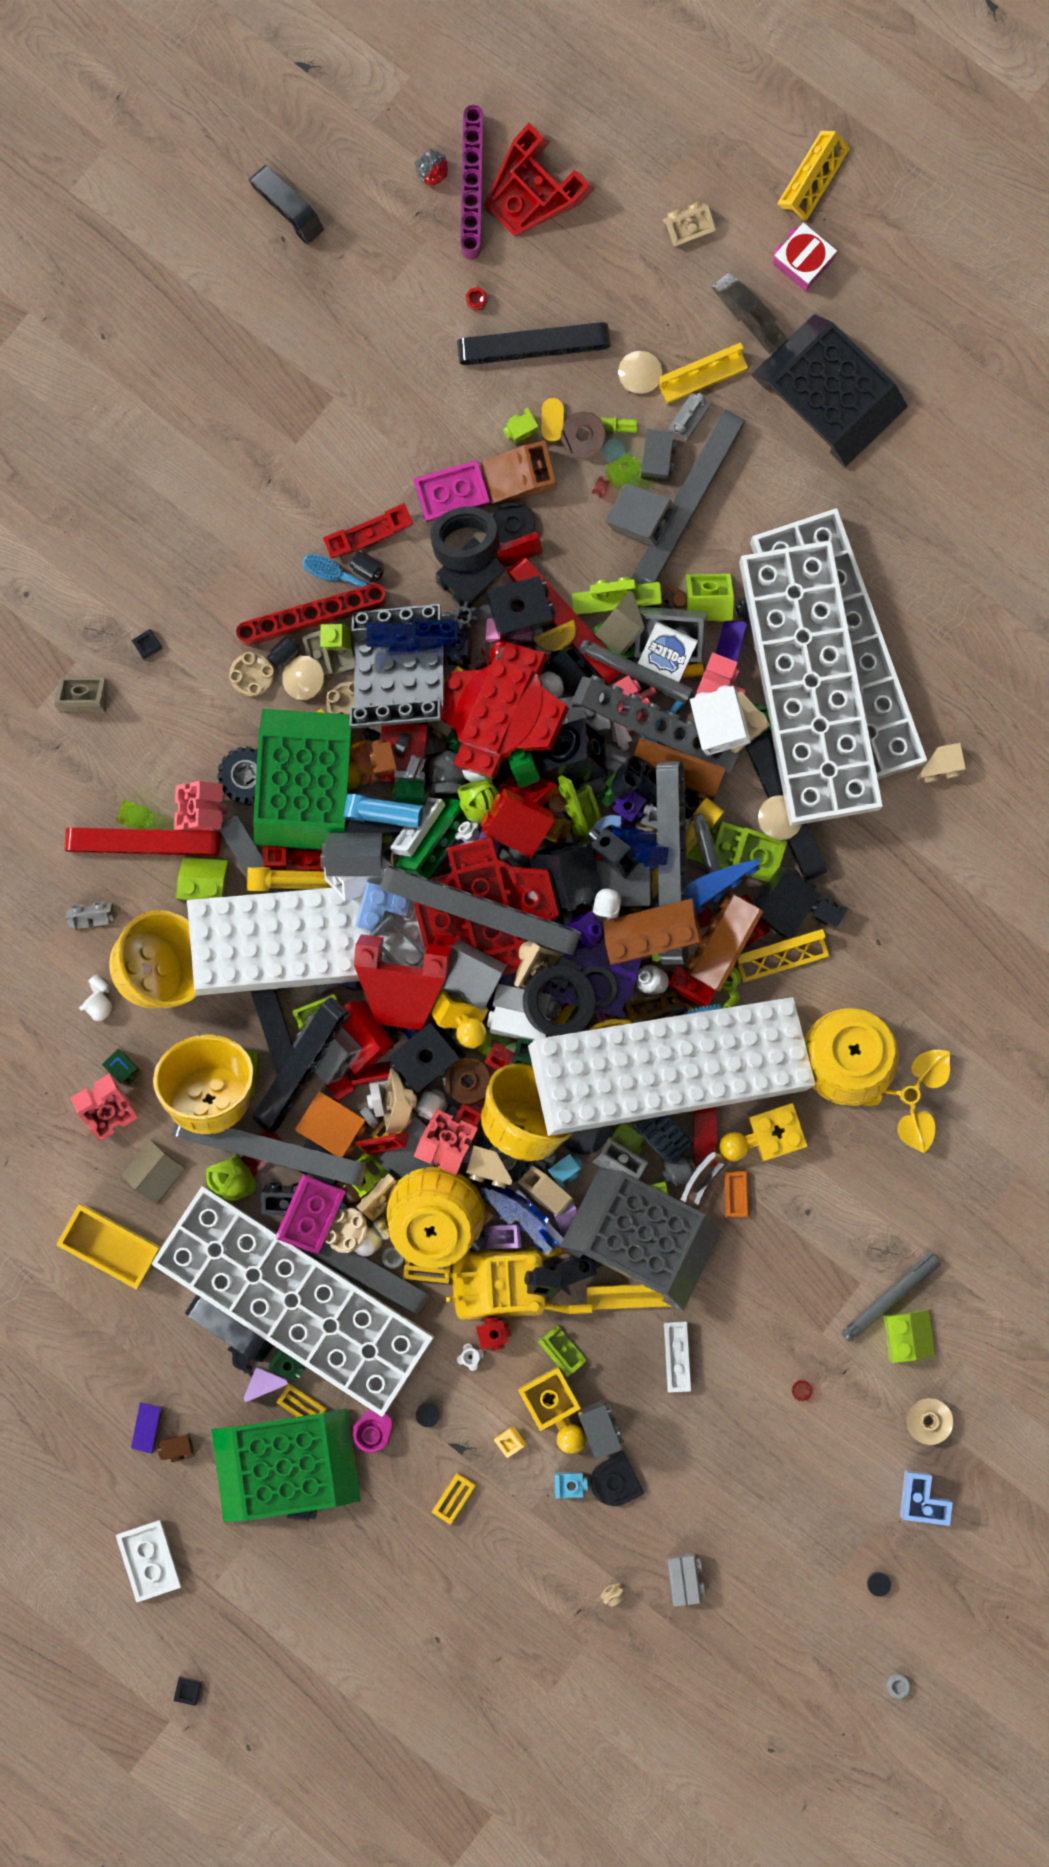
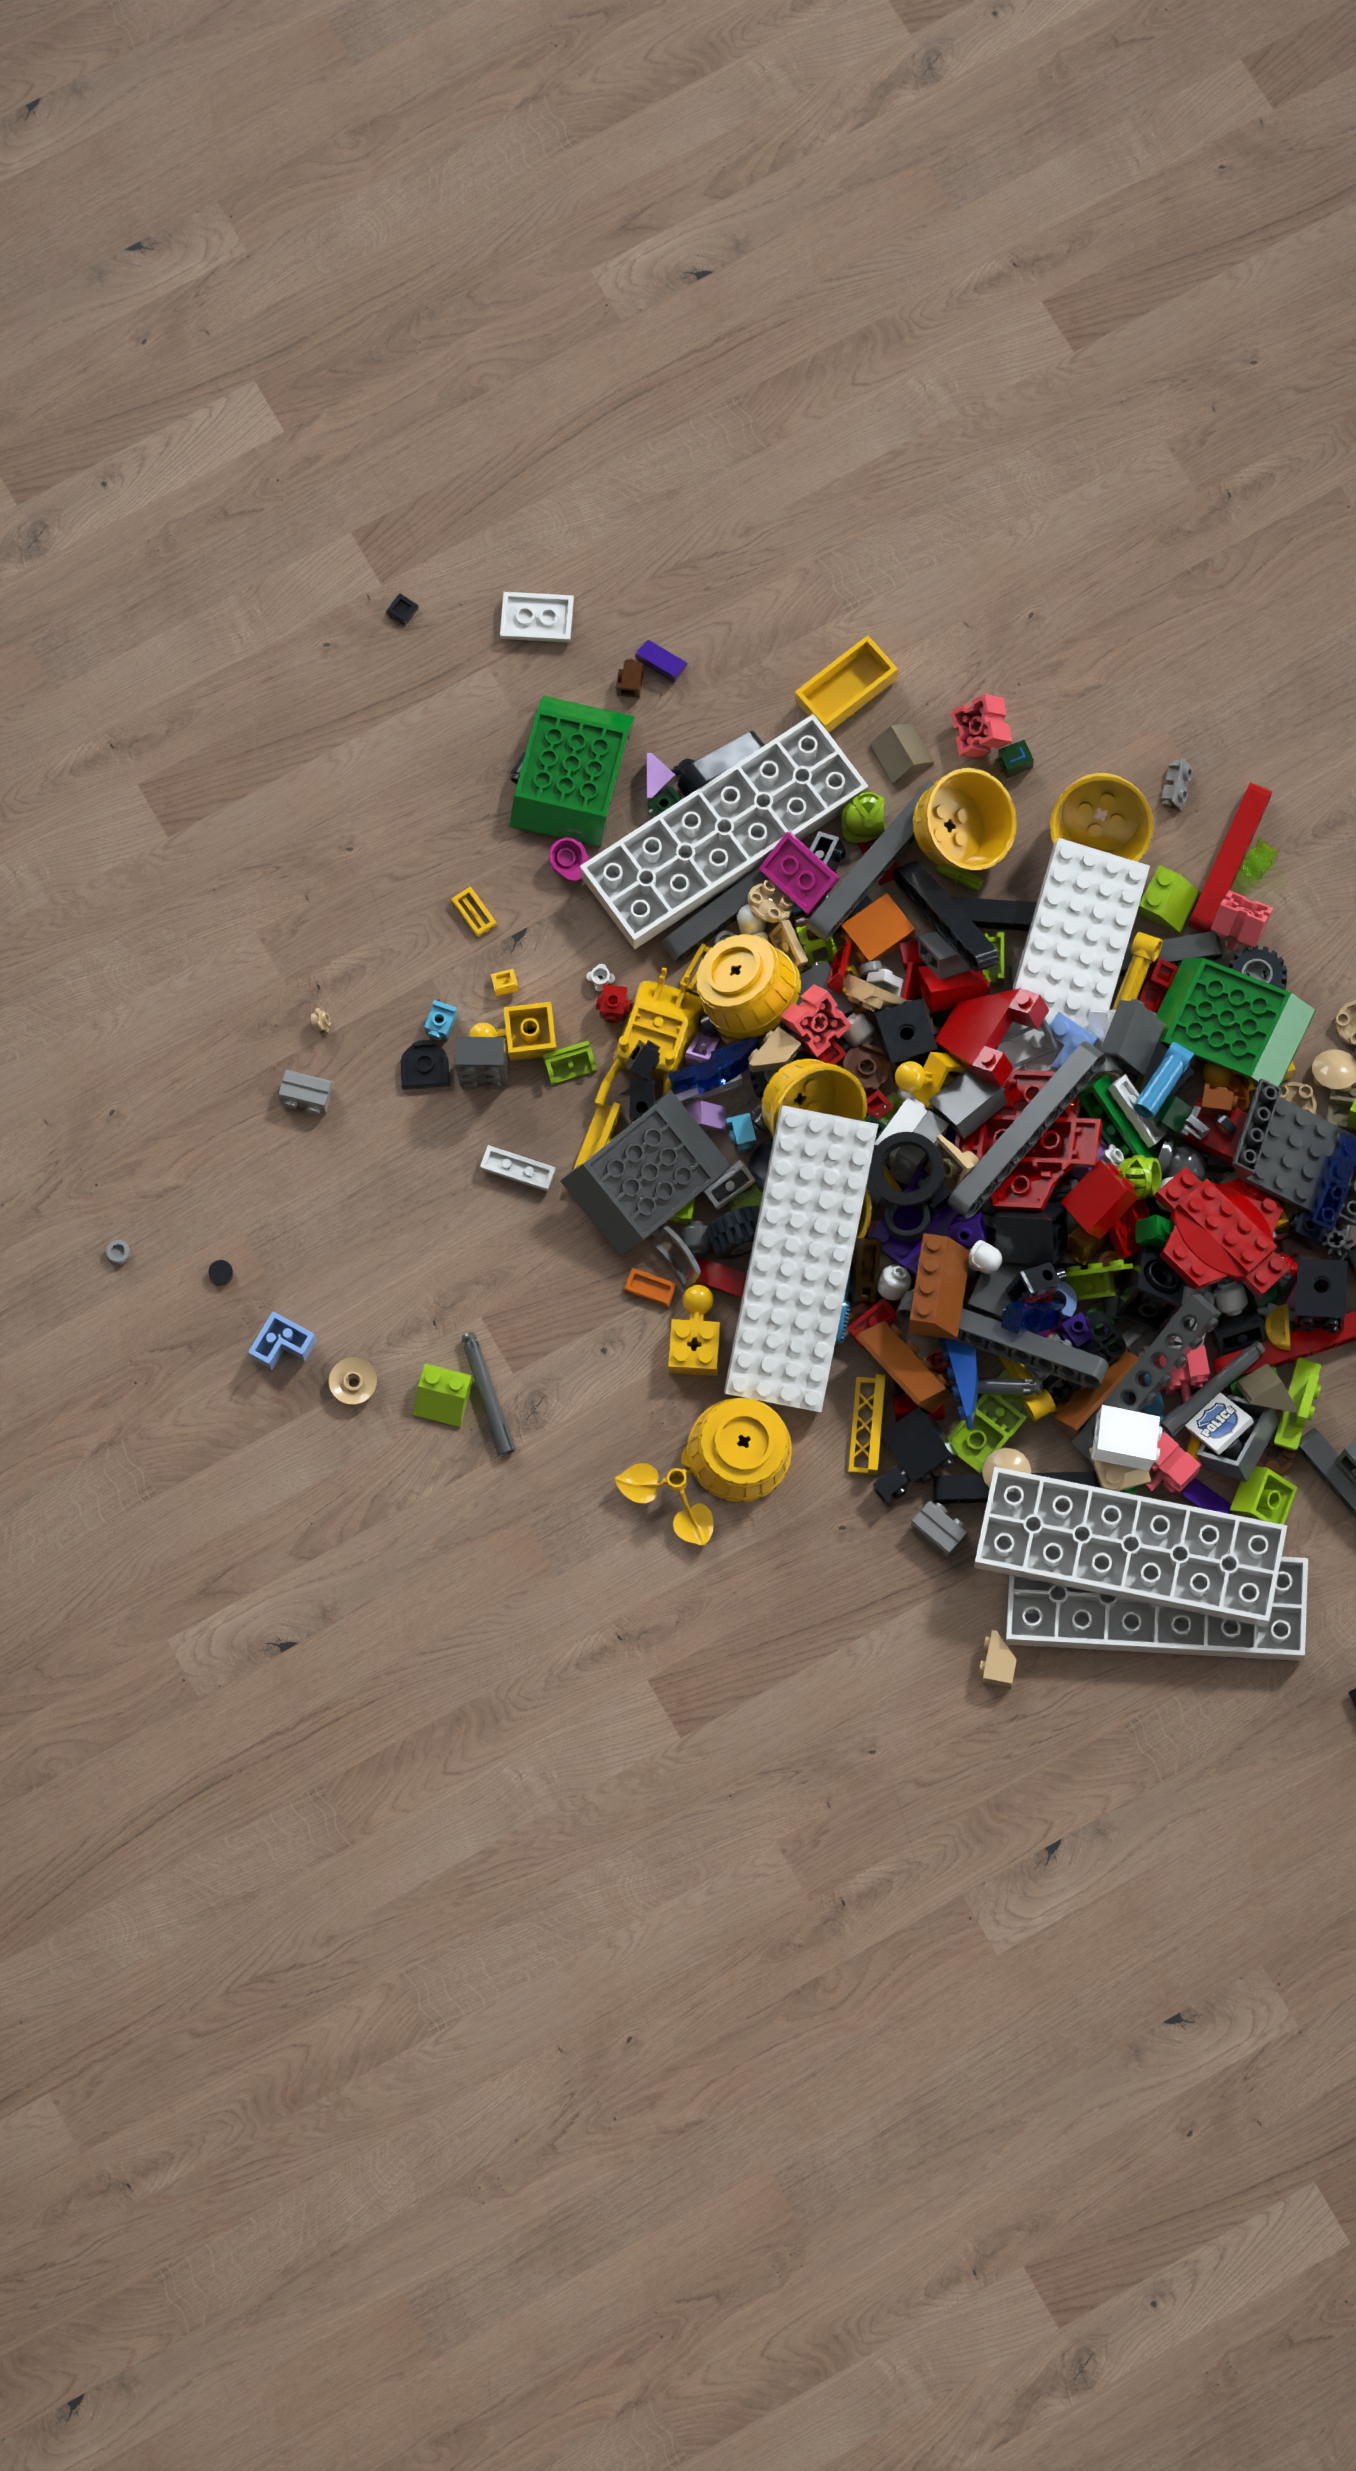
camera: 120 degrees right, 10 degrees down
(97, 1005) = (1084, 759): white piece -> none
(303, 1395) = (629, 812): yellow tile -> none
(427, 1415) = (562, 917): black tile -> none
(544, 1191) = (730, 1101): tan slope -> none
(731, 986) = (863, 1362): lime plate -> none
(795, 1393) = (434, 1281): clear red bush -> none
(849, 857) = (939, 1528): none -> light grey brick

